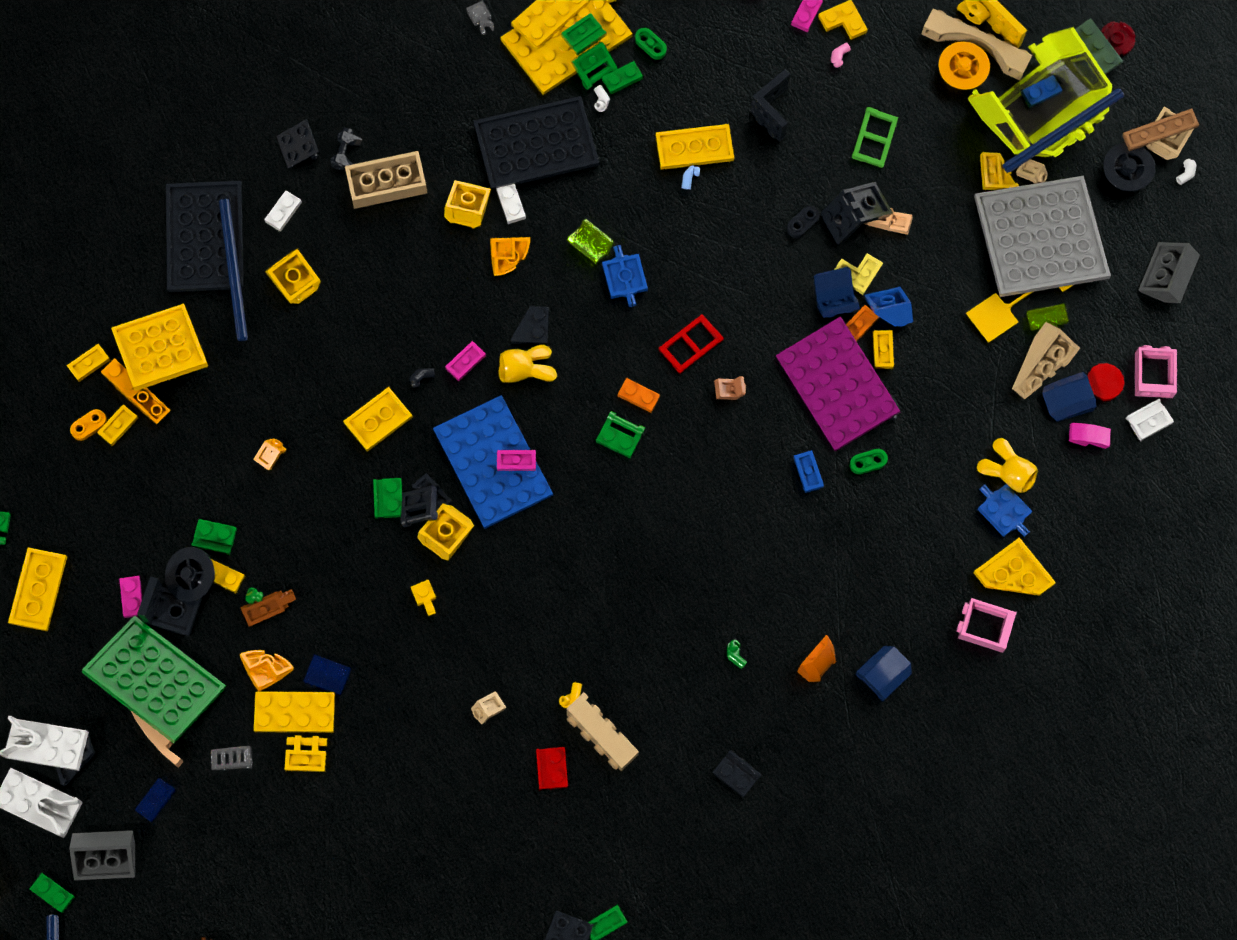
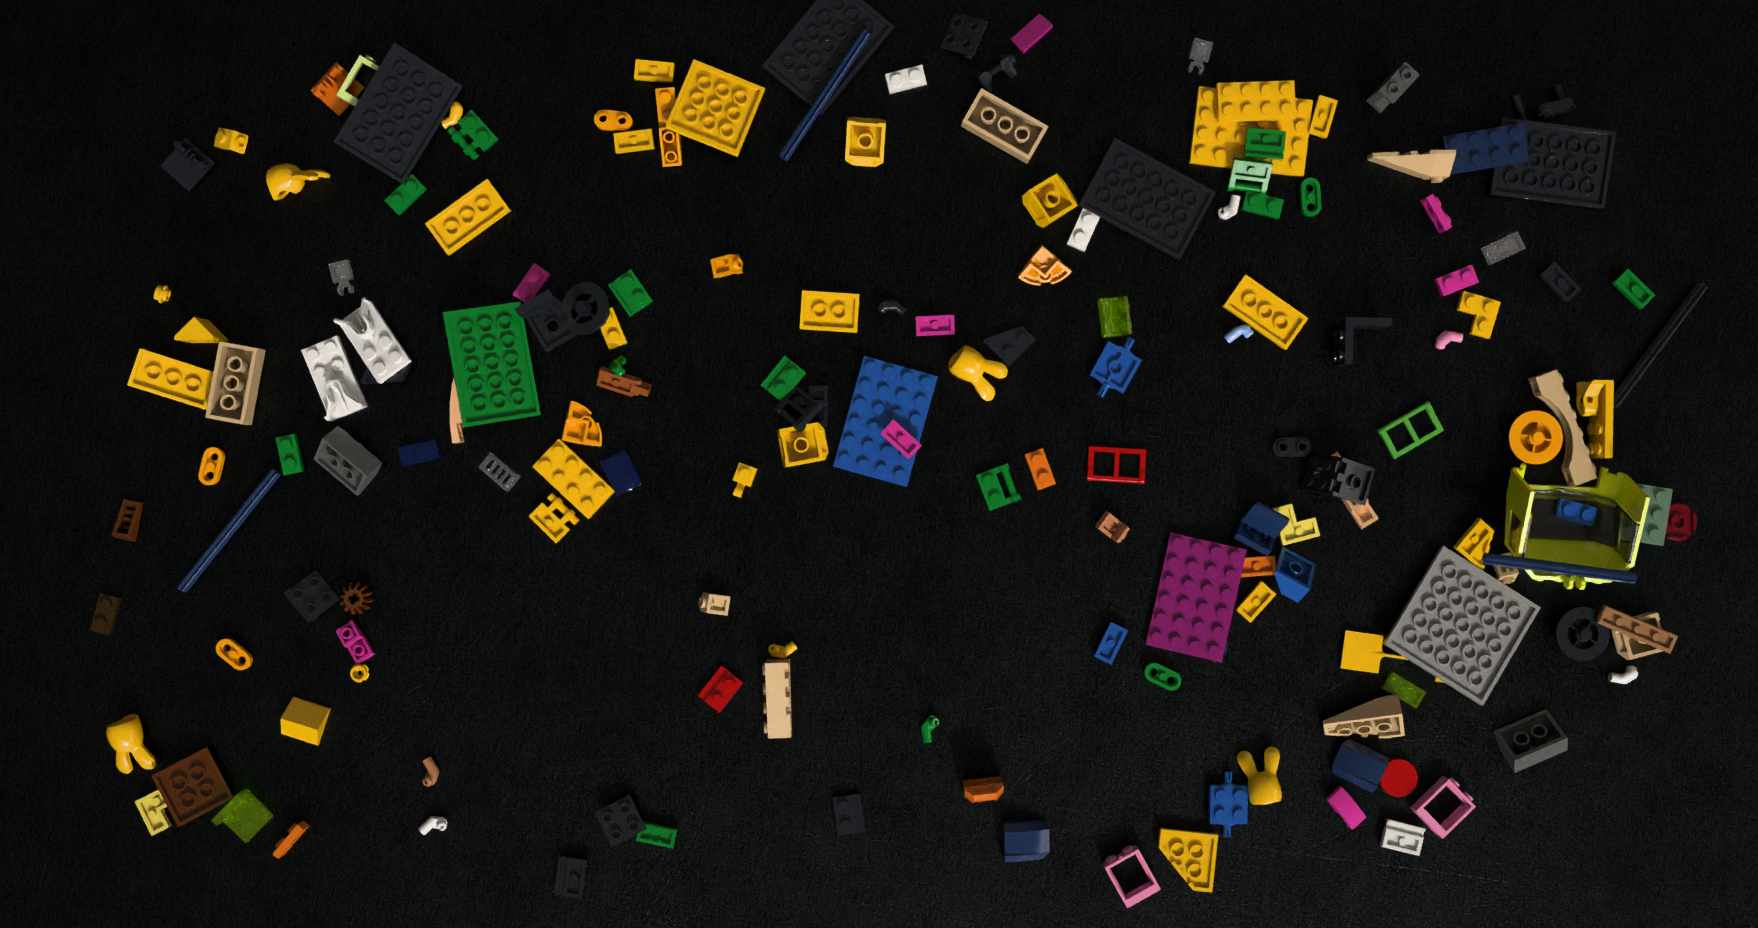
camera: 45 degrees right, 15 degrees up
(346, 102) = (1032, 33): none -> dark pink slope

